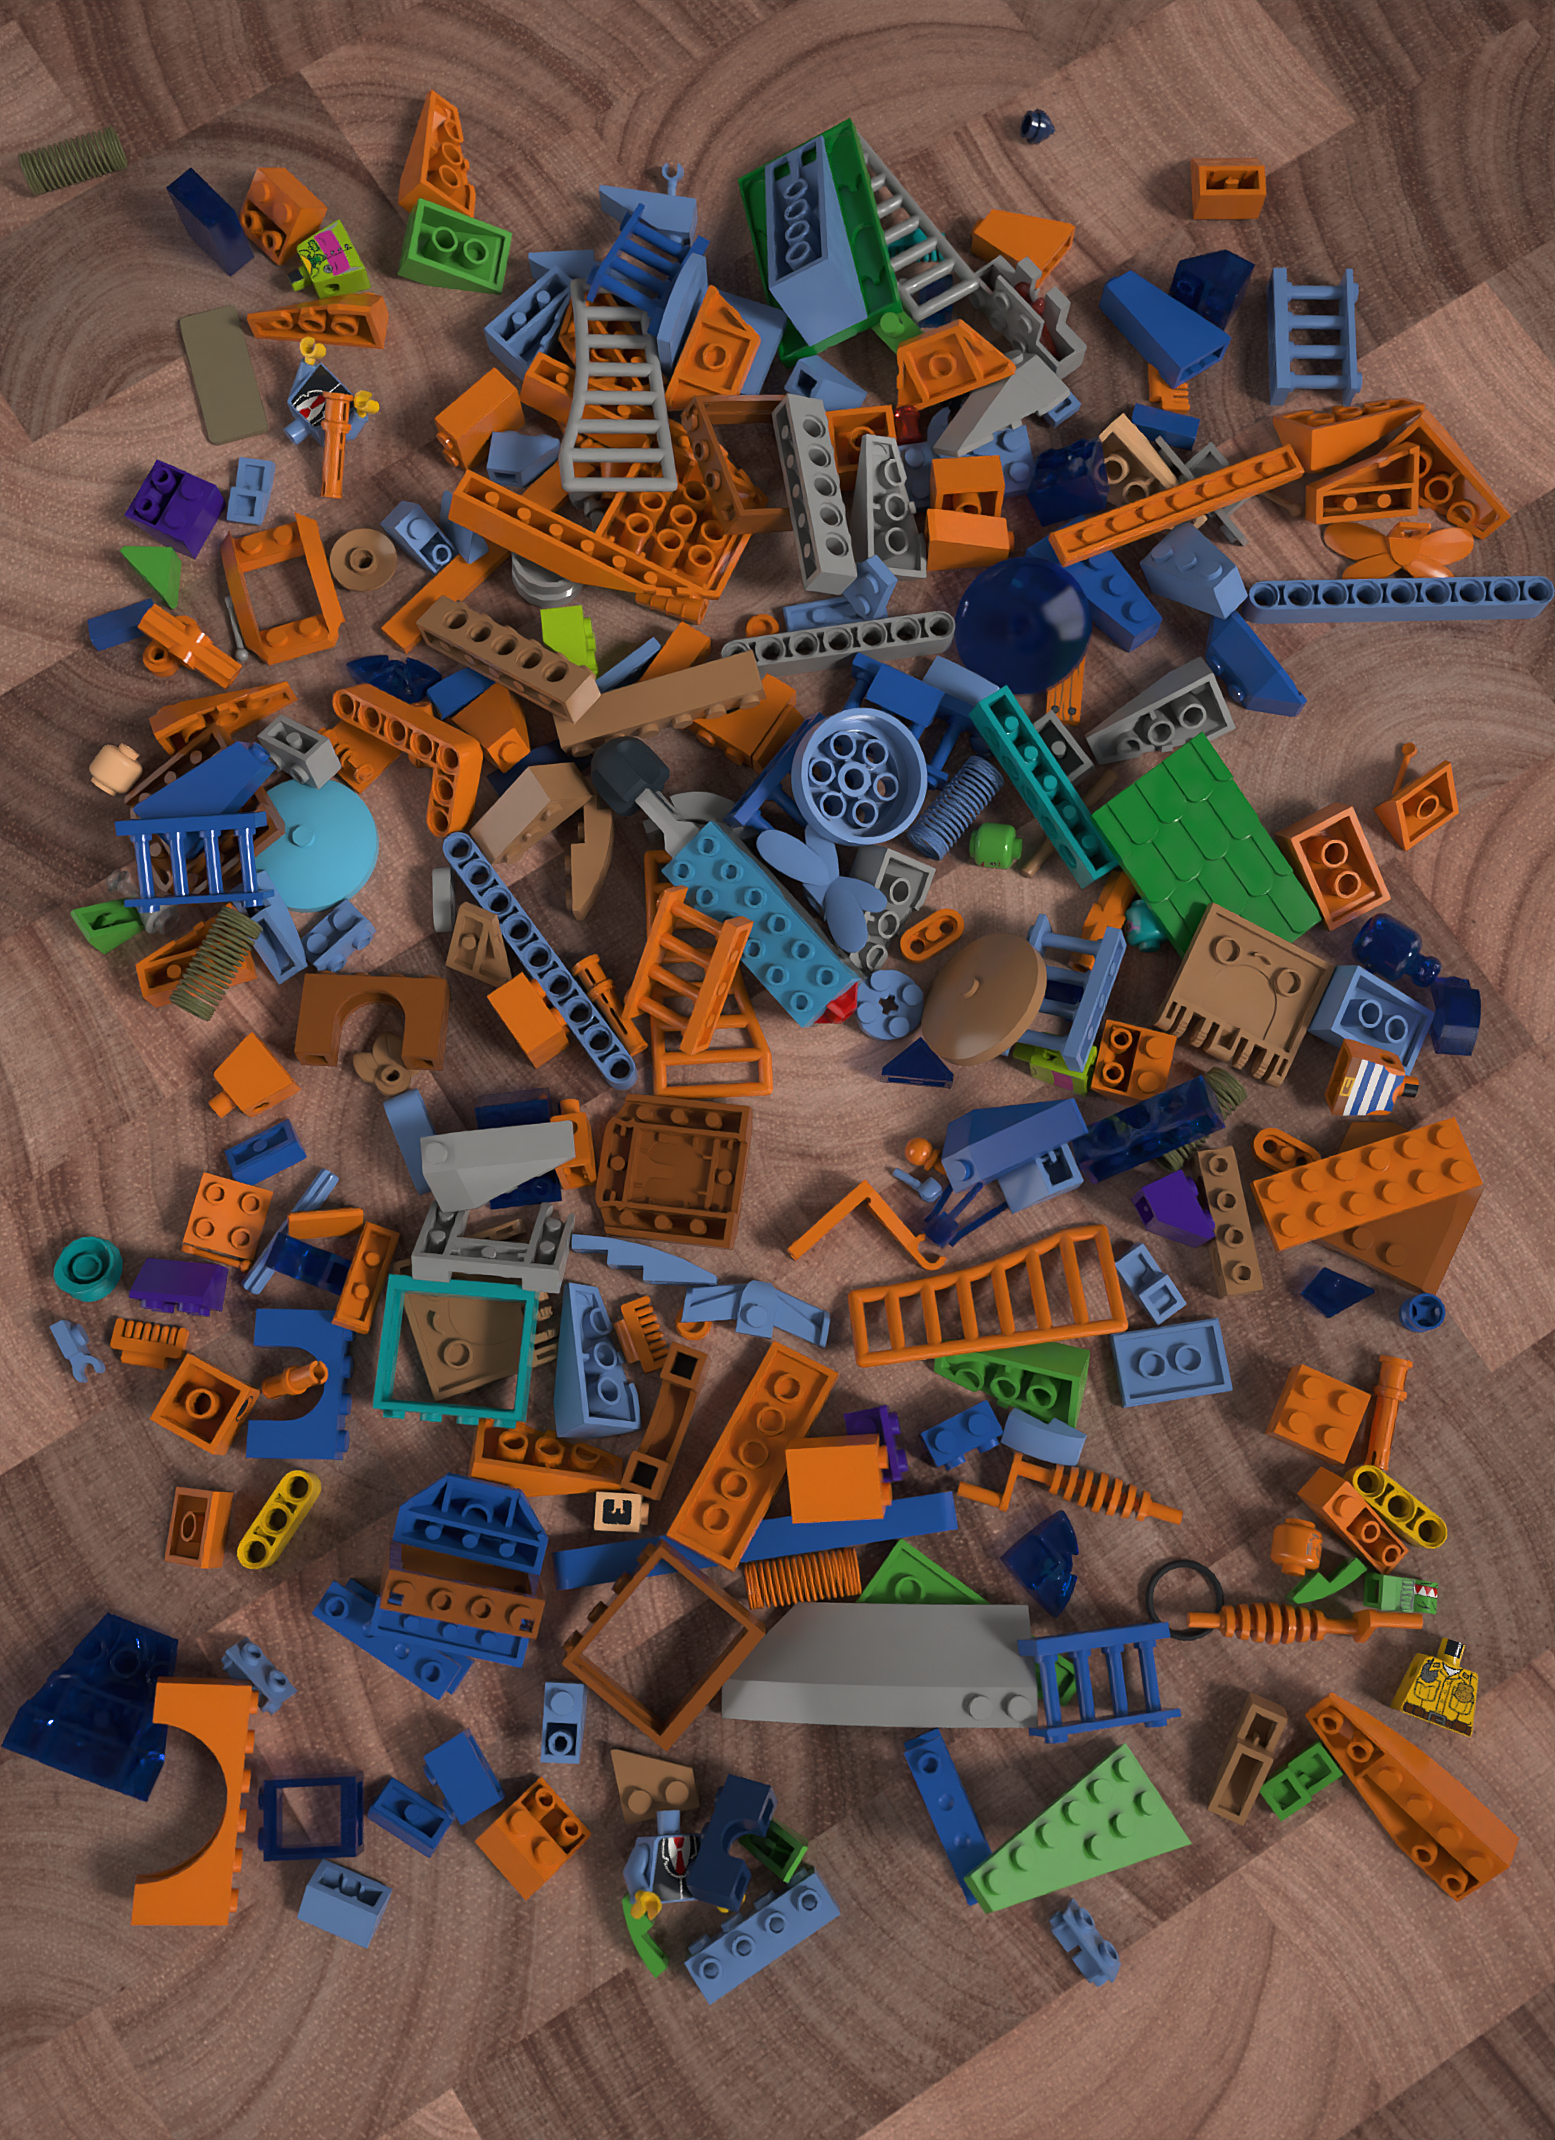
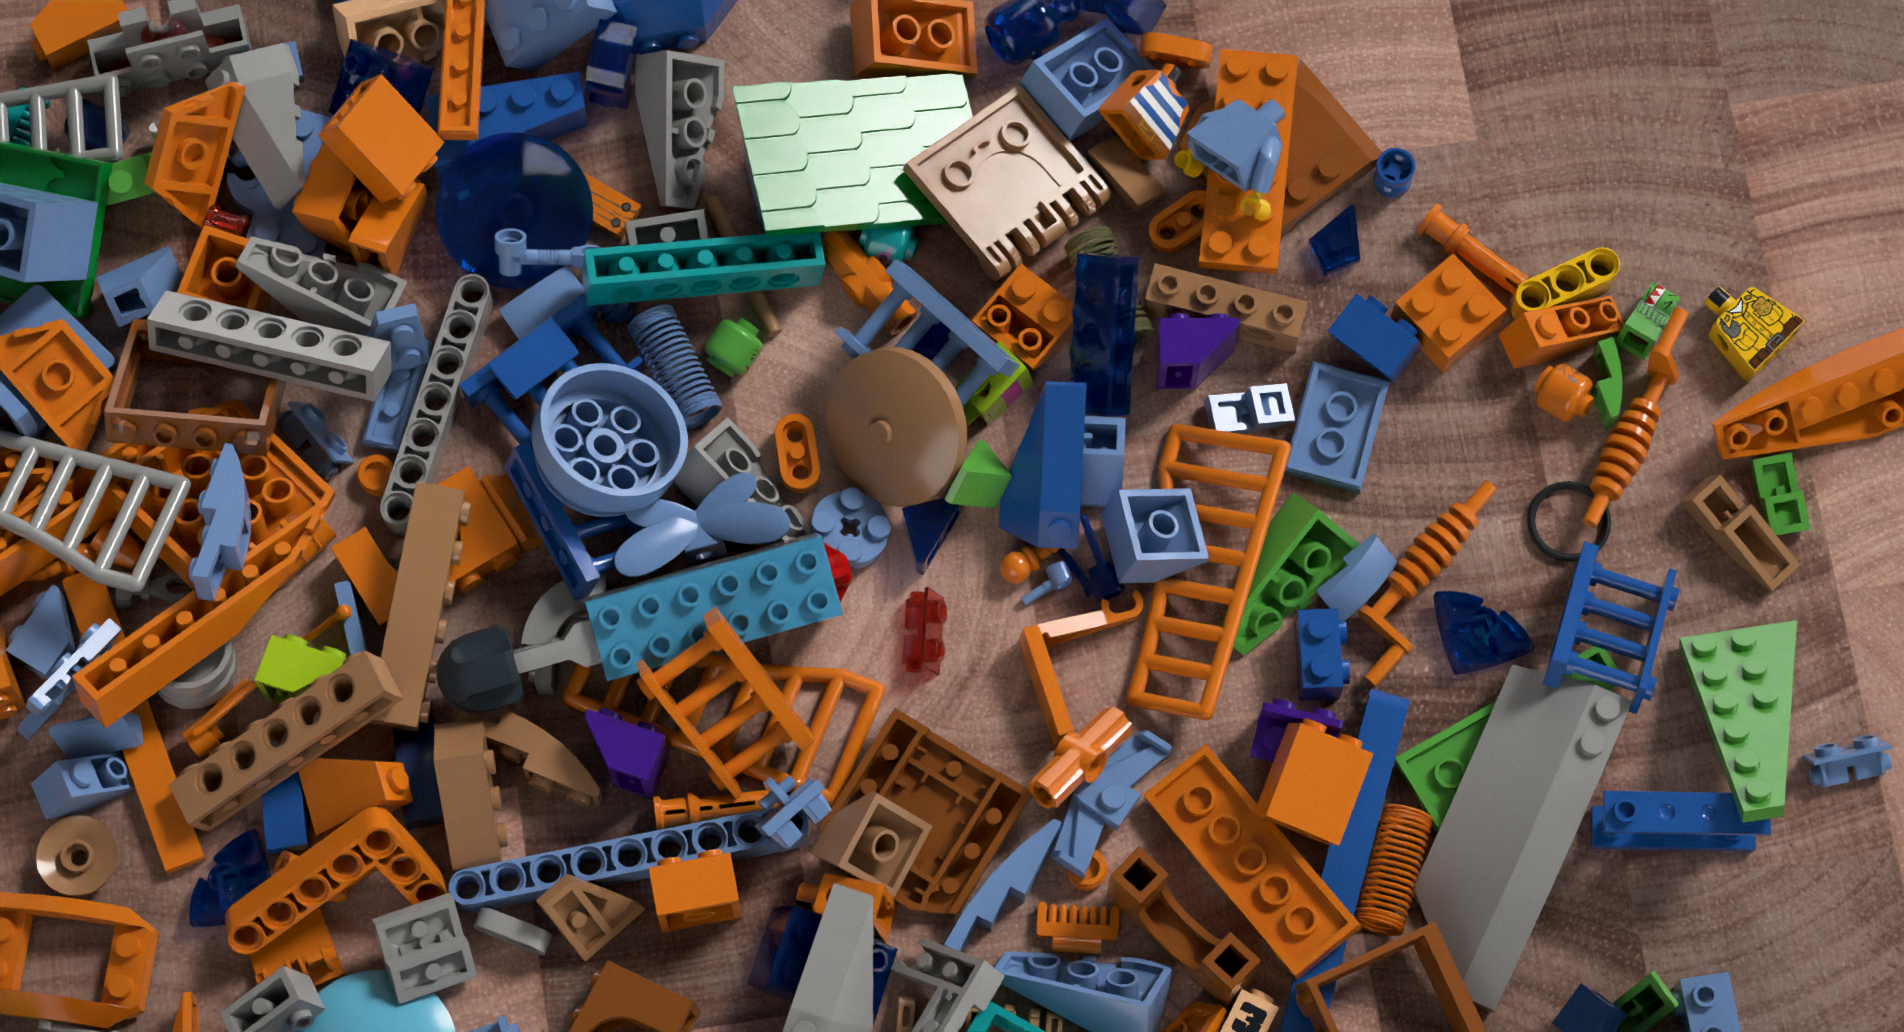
camera: 70 degrees left, 5 degrees down
(397, 838) = (424, 948): none -> light grey slope
(500, 606) = (205, 733): none -> orange plant
(514, 480) = (60, 683): none -> medium blue wing
(602, 639) = (342, 613): none -> orange hinge
(610, 1056) = (805, 798): none -> medium blue hips
(616, 918) = (629, 752): none -> dark purple slope
(627, 1139) = (873, 841): none -> medium nougat slope
(639, 531) = (227, 523): none -> medium blue slope
(776, 561) = (307, 425): none -> medium blue hinge
(777, 1274) = (1080, 757): none -> orange piece
(846, 1099) = (927, 614): none -> clear red hinge
(974, 1086) = (980, 479): none -> bright green slope
(984, 643) = (513, 253): none -> medium blue brick
(997, 1250) = (1153, 534): none -> medium blue slope
(1021, 492) = (382, 139): none -> orange brick
(1182, 638) = (611, 64): none -> clear blue brick
(1263, 1361) = (1376, 337): none -> blue brick
(1304, 1090) = (1126, 174): none -> medium nougat slope
(1368, 1169) = (1239, 147): none -> medium blue torso
(1434, 1081) = (1175, 50): none -> orange beam

